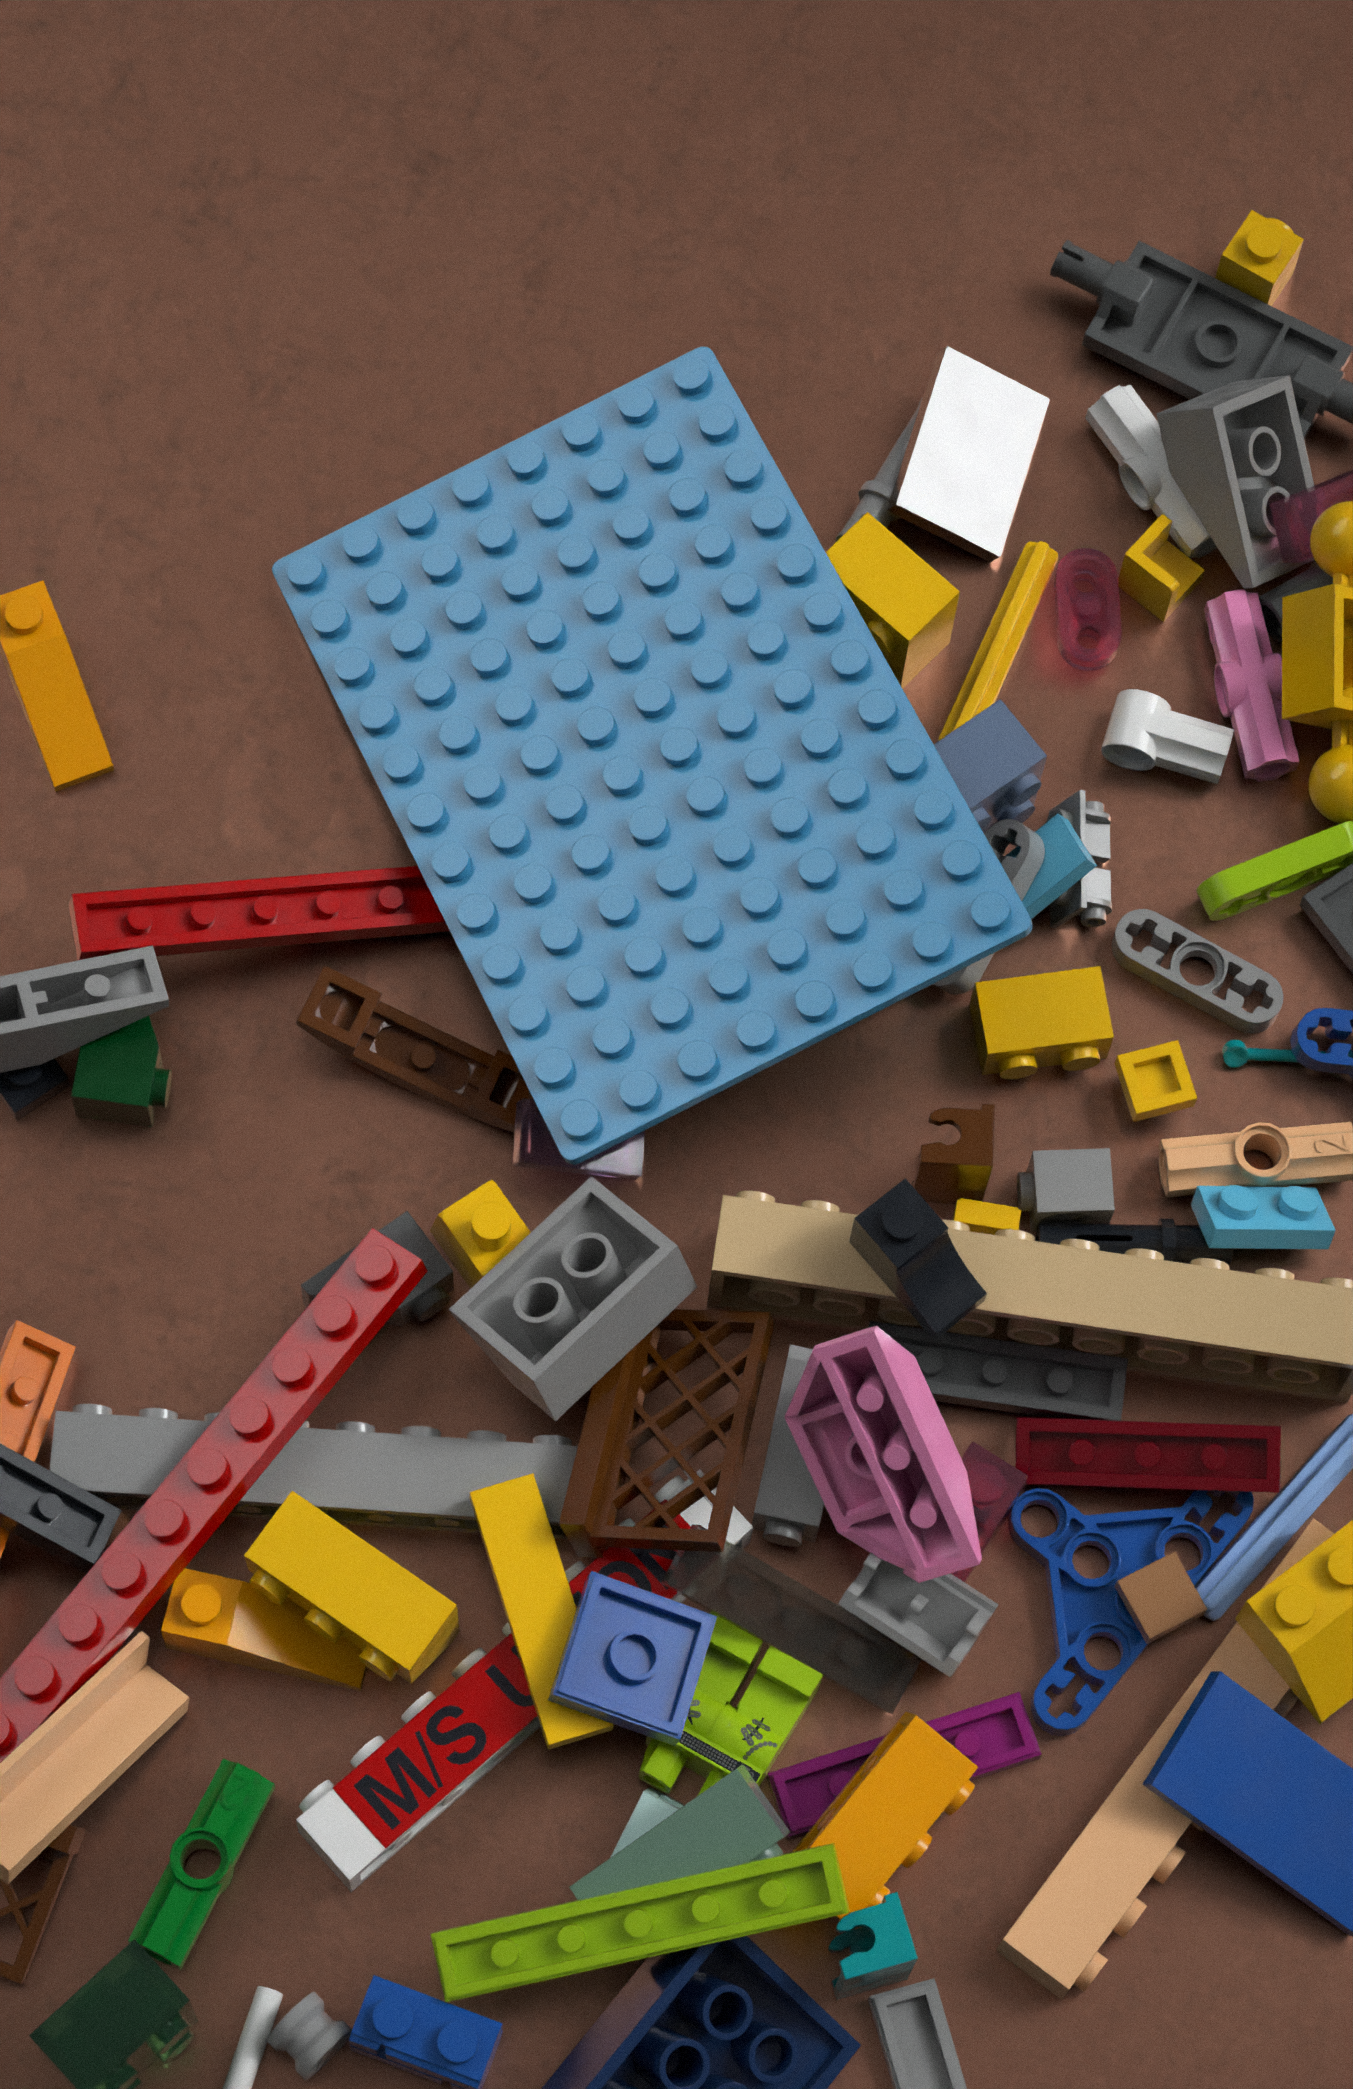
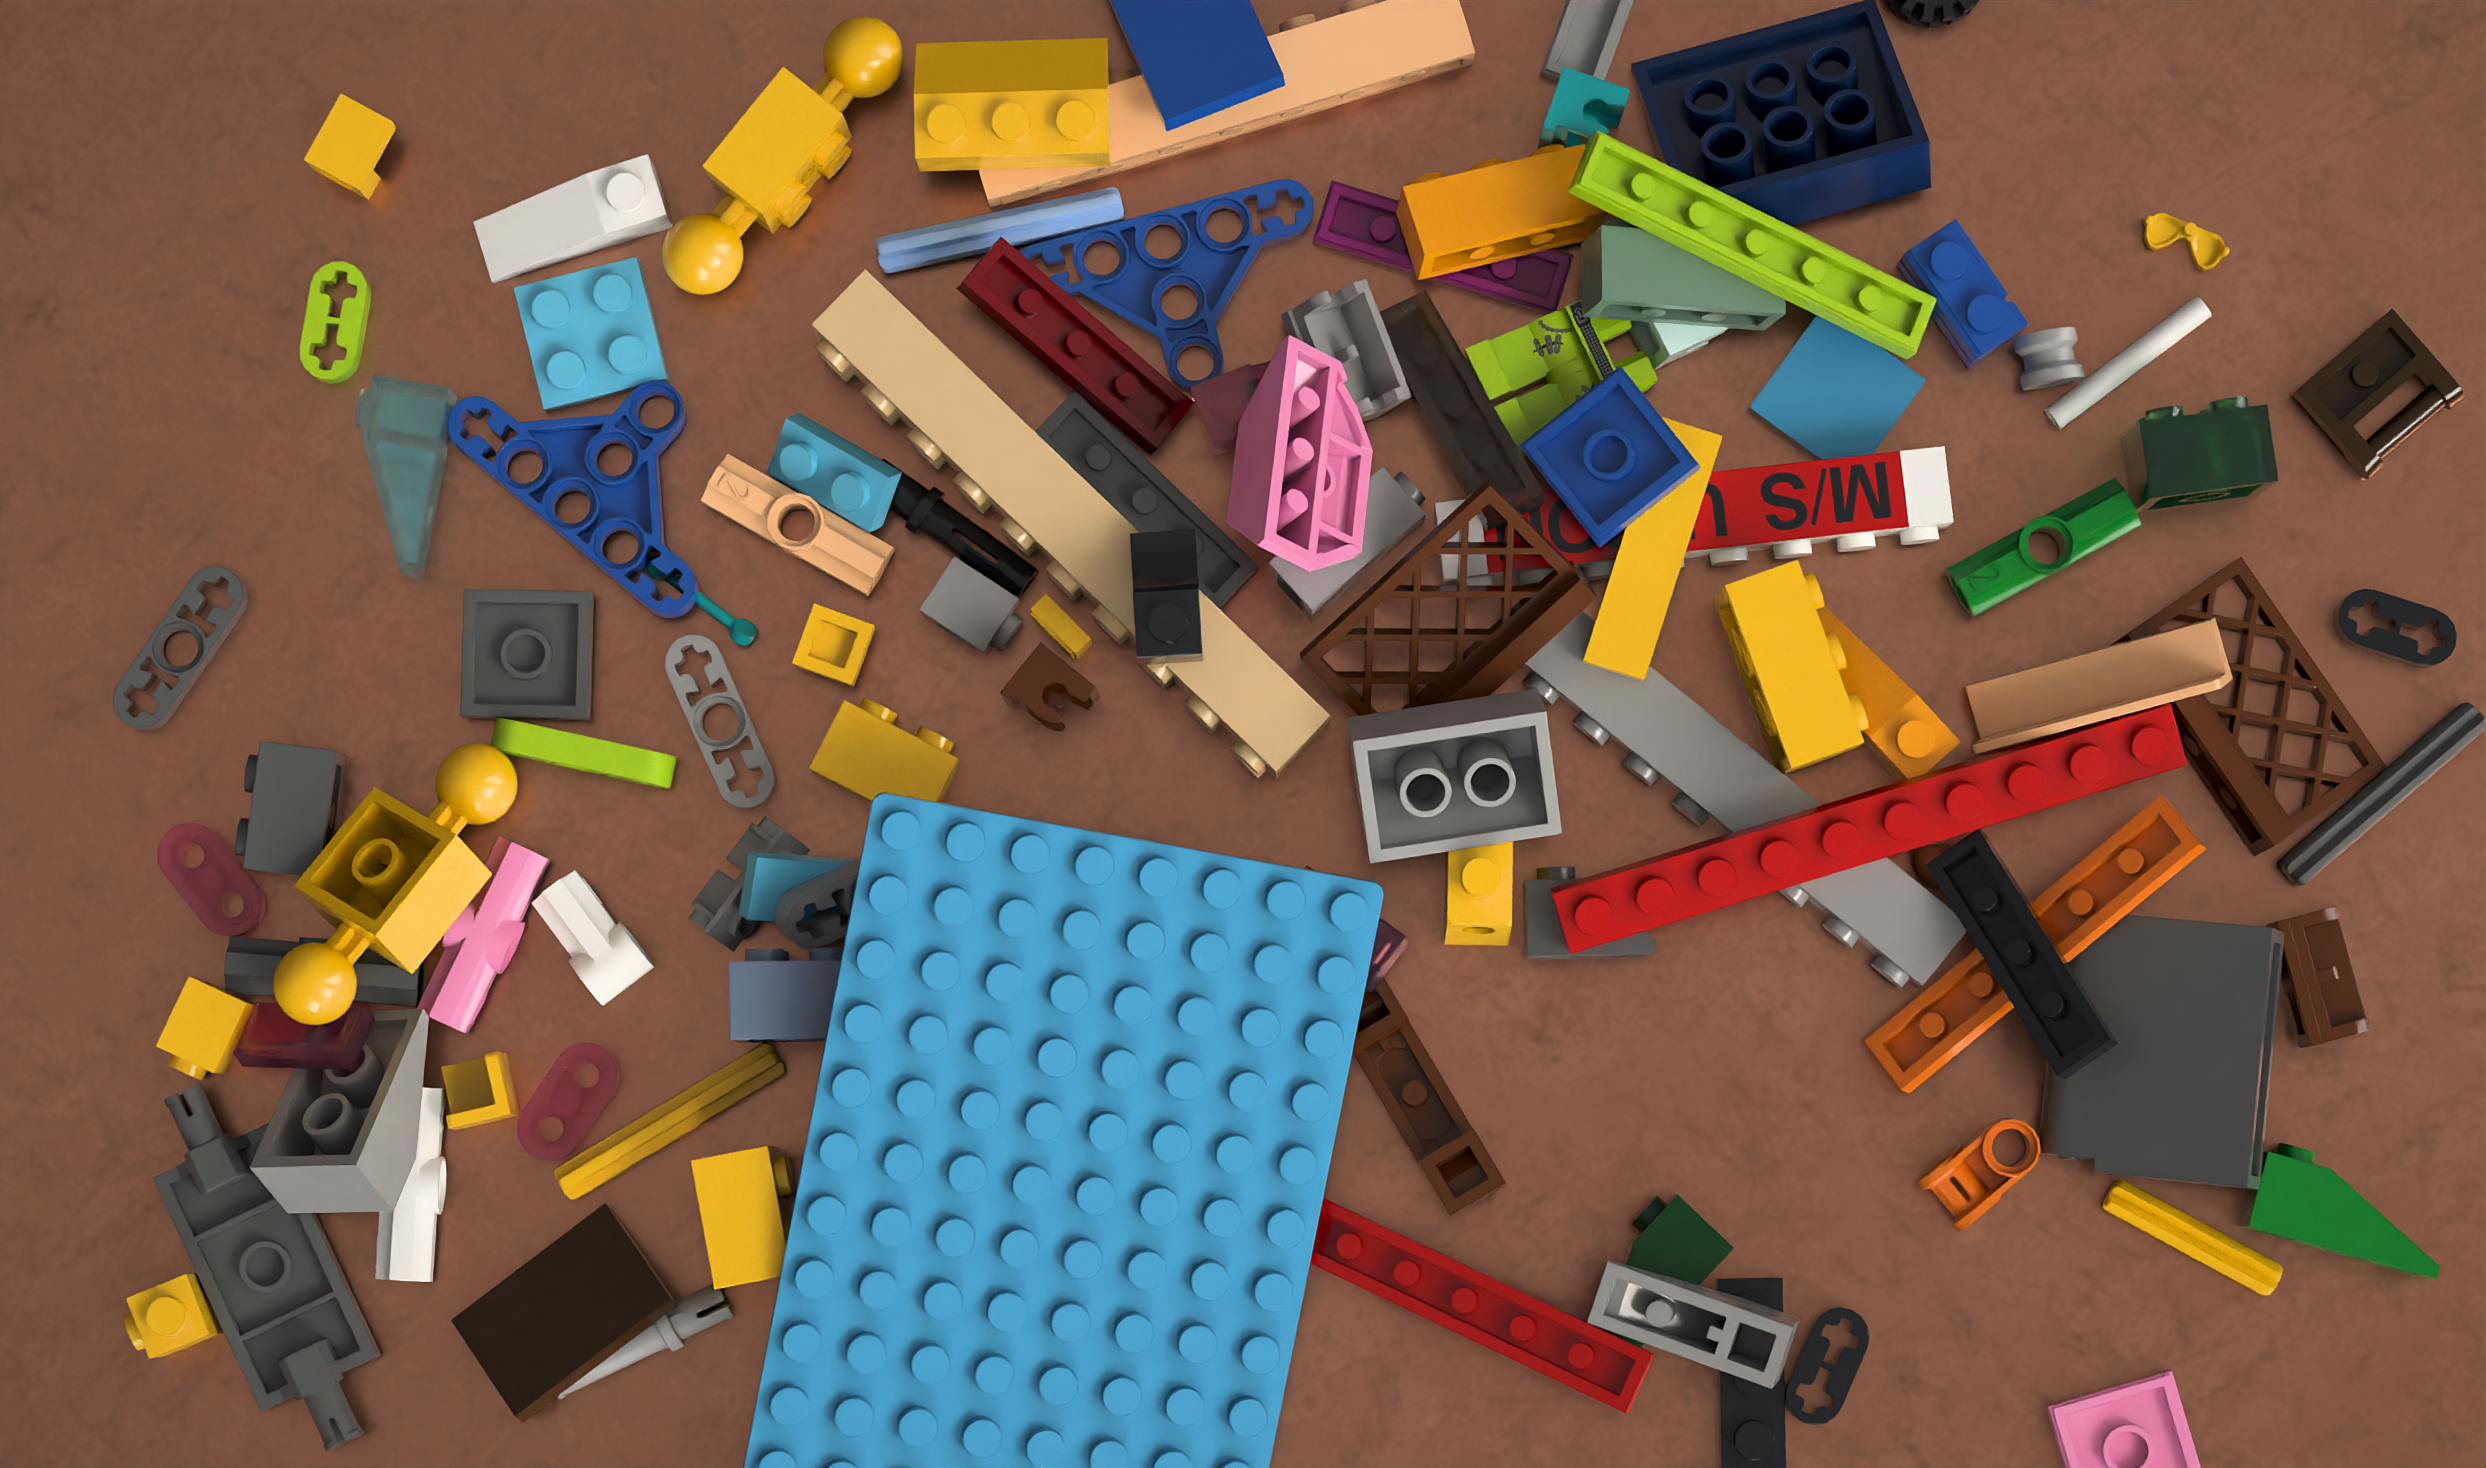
camera: 135 degrees left, 15 degrees up
(472, 1869) = (1836, 393): none -> dark azure tile
(1160, 1597) = (1151, 227): medium nougat tile -> none

